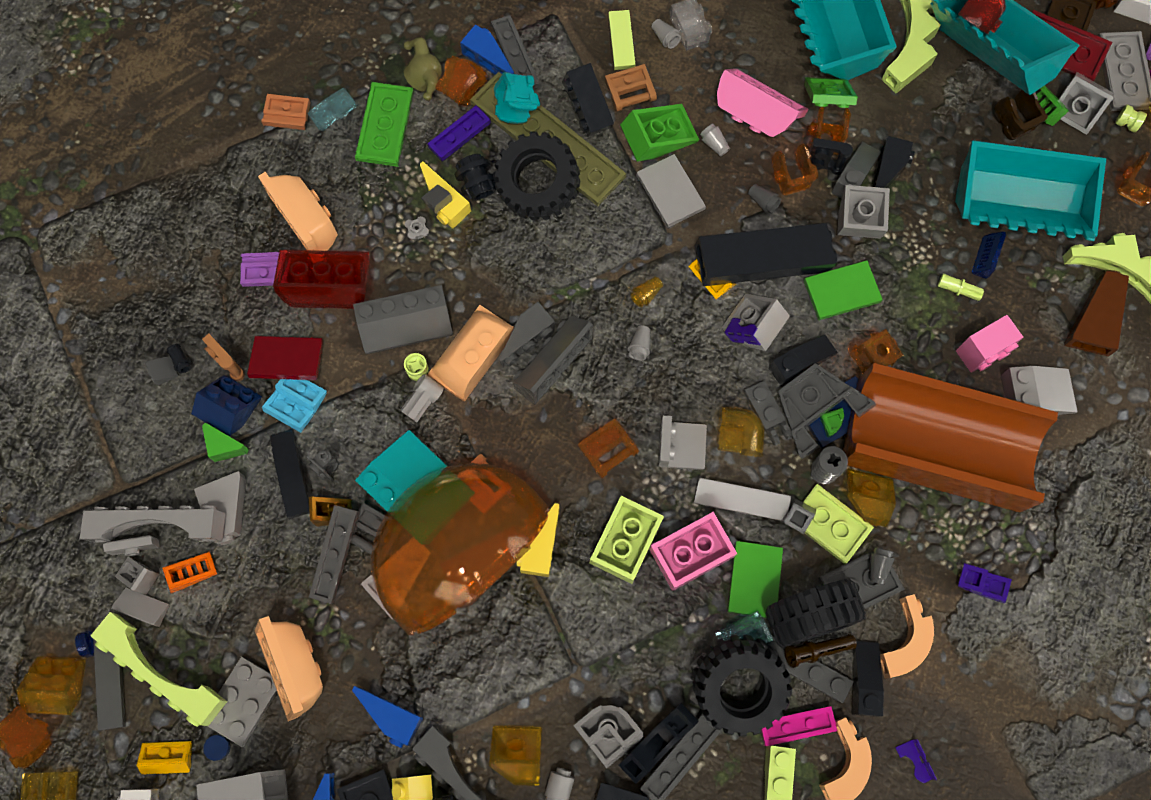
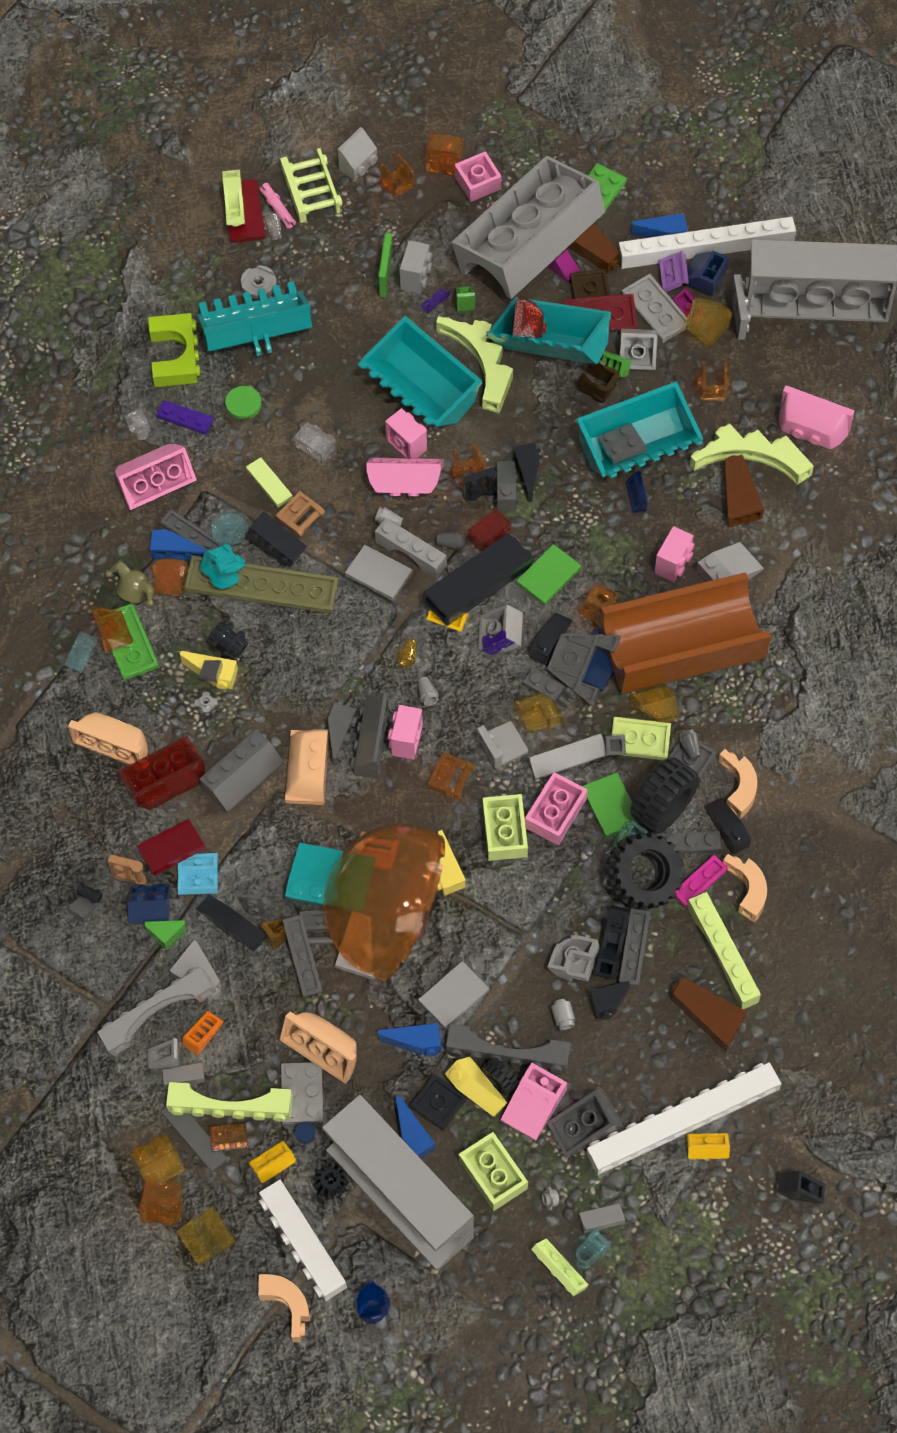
camera: 30 degrees left, 10 degrees down
(84, 644) = (161, 1122): clear blue tile -> none
(131, 546) = (148, 1037): light grey plate -> none
(138, 702) = (228, 1136): none -> clear orange piece
(258, 269) = (109, 795): medium lavender plate -> none
(286, 111) = (45, 673): nougat plate -> none
(371, 100) = (111, 628): none -> clear orange slope
(414, 363) = (276, 795): yellowish green wheel -> none
(425, 392) = (293, 812): light grey piece -> none
(459, 133) = (191, 617): dark purple plate -> none
(461, 691) = (453, 995): none -> light grey tile
(517, 754) = (522, 1009): clear yellow slope -> none
(522, 153) = (275, 590): black tyre -> none
(551, 58) = (226, 523): none -> clear light blue dish
(589, 375) = (405, 732): none -> bright pink brick
(658, 131) = (342, 534): bright green slope -> none
(667, 34) = (300, 459): light grey cone -> none
(726, 198) = (396, 538): none -> light grey arch
(785, 63) = (406, 434): none -> bright pink brick
(804, 164) = (464, 499): clear orange piece -> none
(809, 209) = (489, 530): none -> clear red brick
(811, 651) = (678, 826): dark brown pin -> none
(829, 465) = (614, 698): dark grey piece -> none
(830, 91) = (452, 437): bright green plate -> none
(832, 421) = (598, 668): bright green tile -> none
(863, 212) = (530, 511): light grey slope -> none
(909, 750) = (786, 855): dark purple piece -> none
(960, 287) = (630, 526): yellowish green axle -> none
(984, 583) = (768, 718): dark purple slope -> none
(1005, 194) = (622, 443): none -> dark grey plate
(1131, 118) = (680, 341): yellowish green wheel -> none

